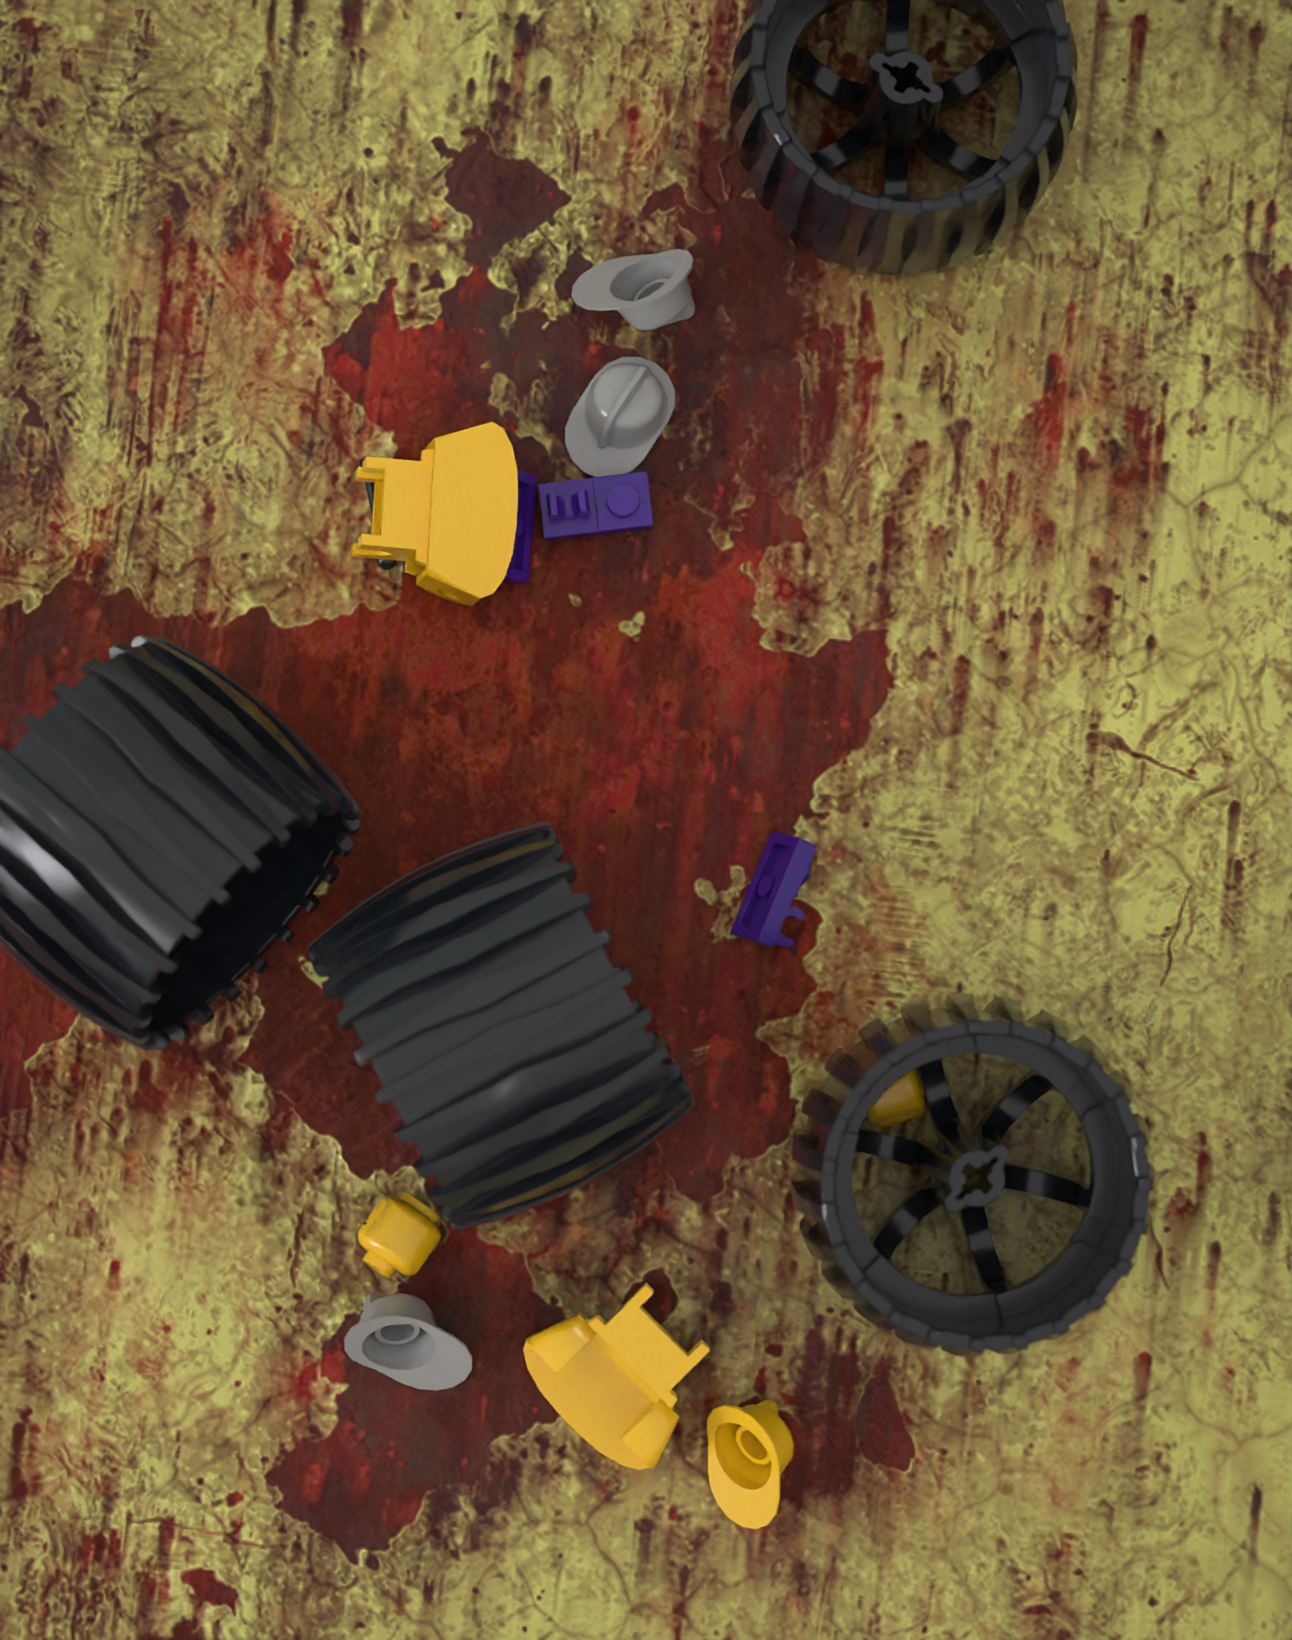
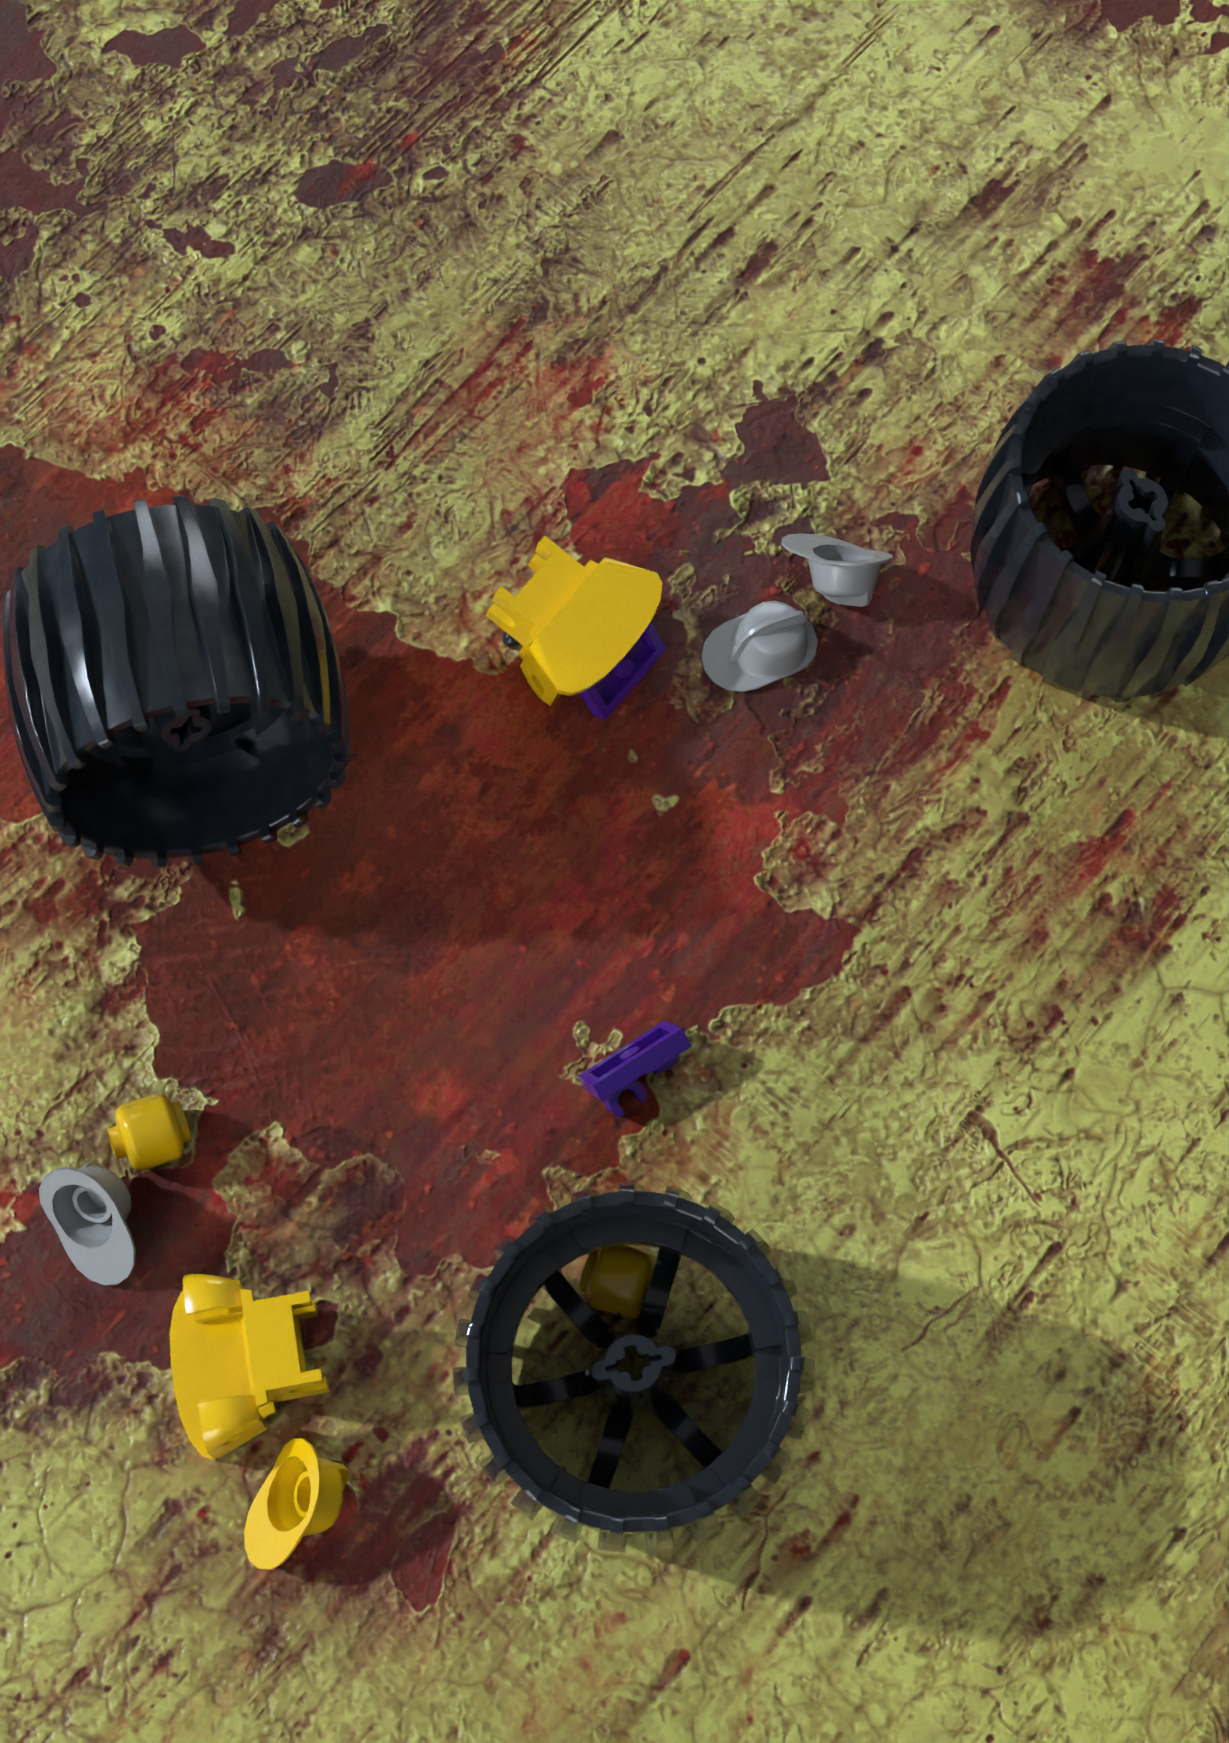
camera: 30 degrees right, 15 degrees down
(500, 1027) = (332, 995): black wheel -> none
(596, 506) = (696, 698): dark purple plate -> none

